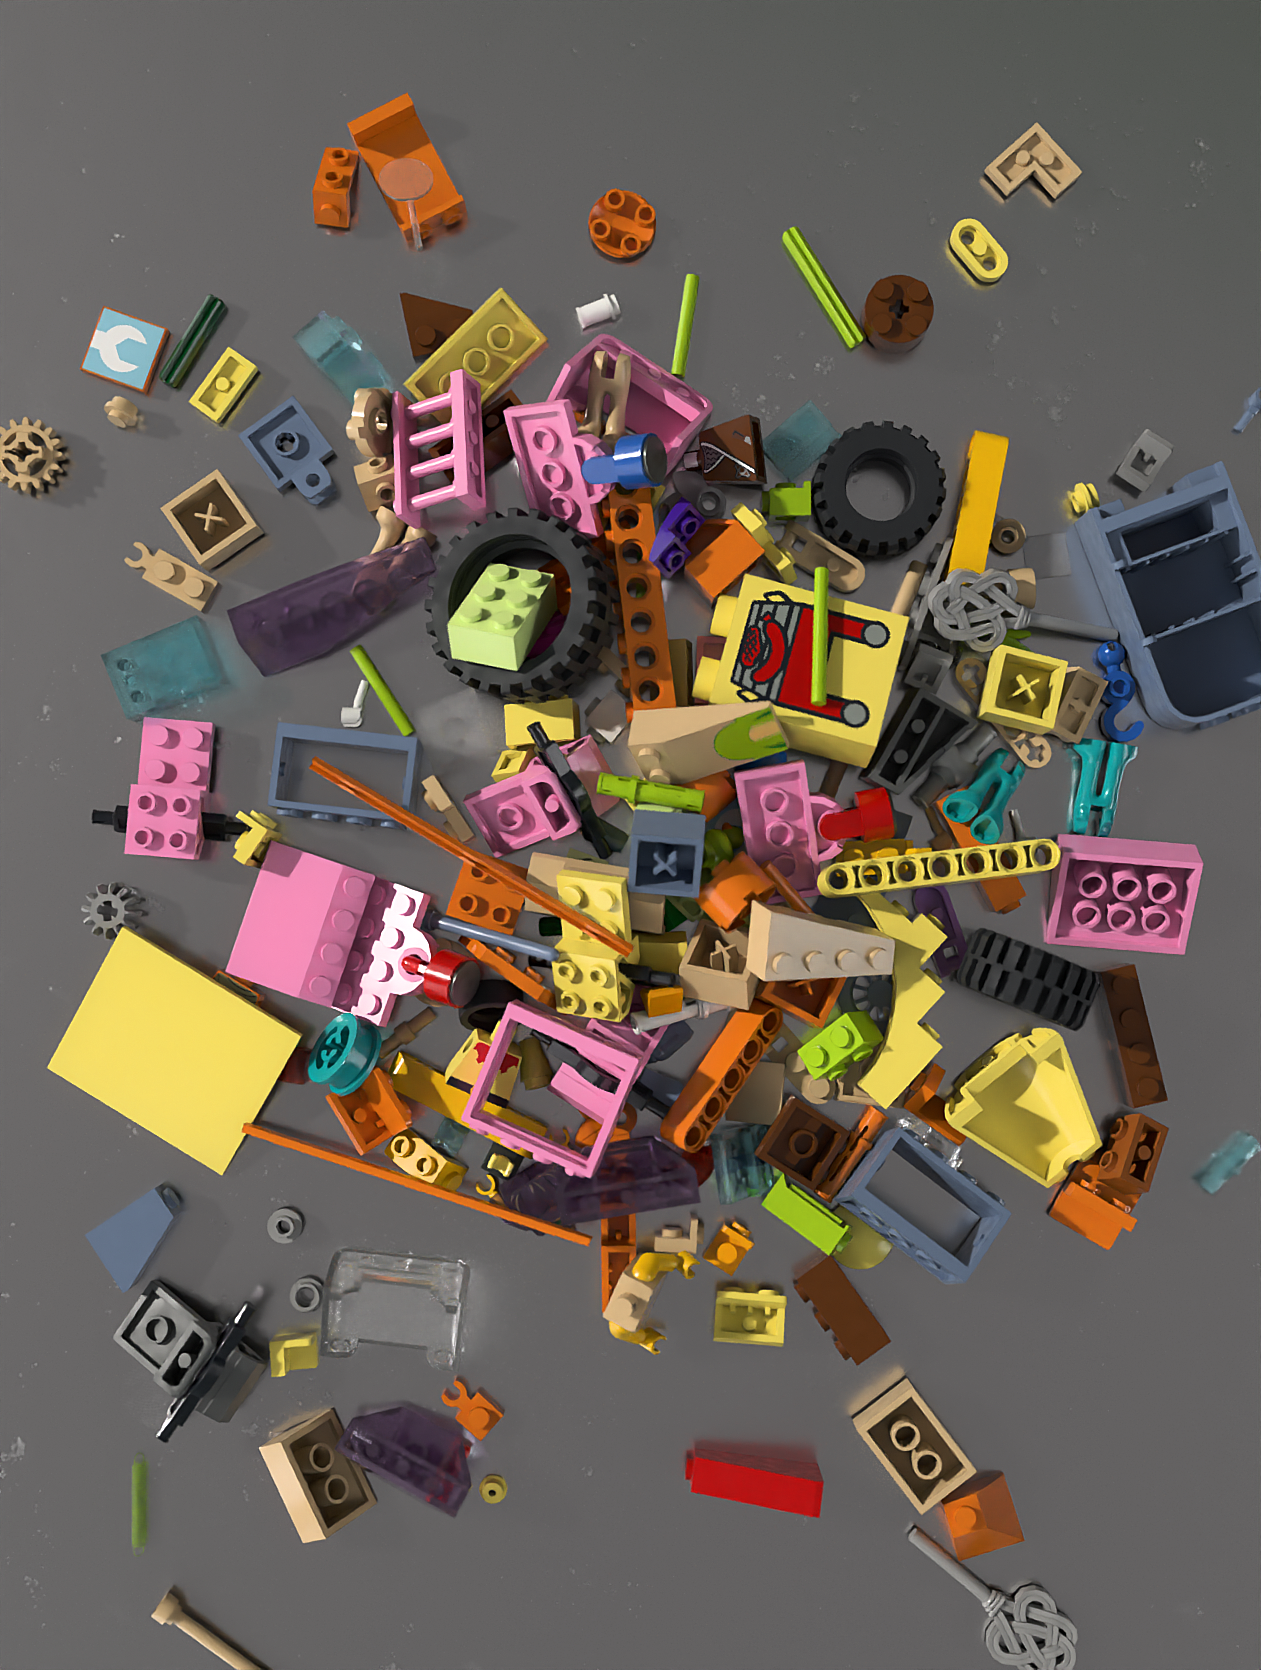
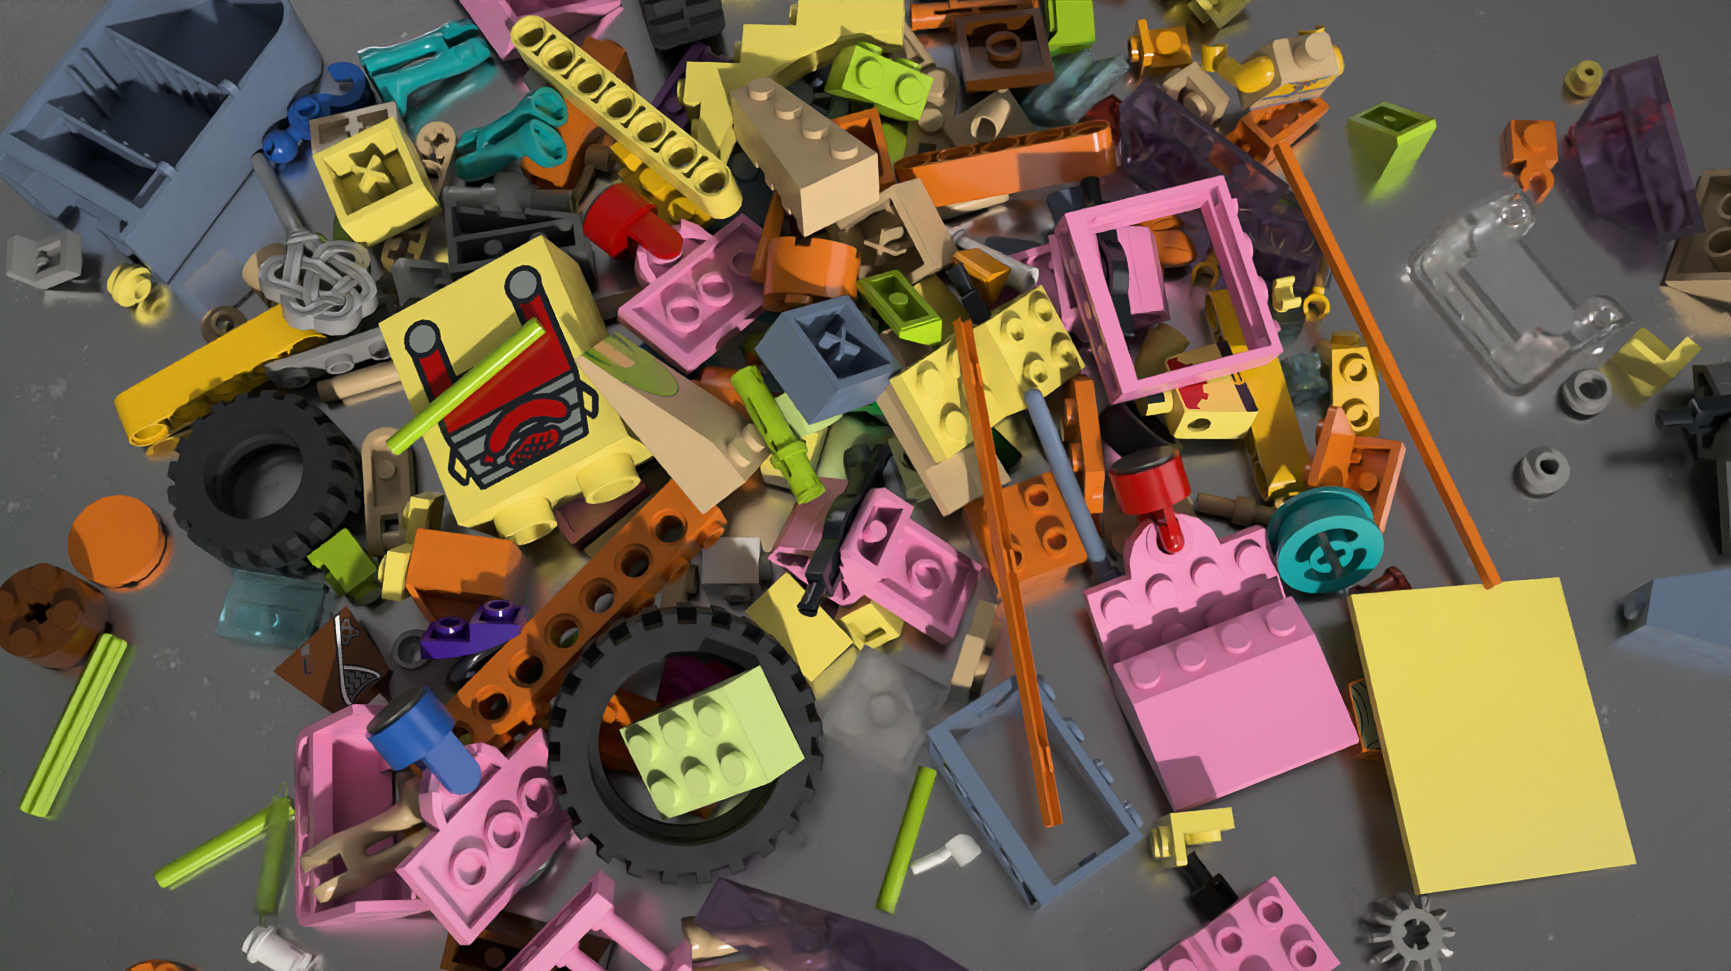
camera: 130 degrees left, 15 degrees down
(558, 1333) = (1391, 134): none -> lime slope
(636, 328) = (278, 845): none -> lime piece
(669, 924) = (902, 307): none -> lime slope
(761, 1091) = (991, 120): none -> tan piece
(920, 382) = (116, 541): none -> orange tile

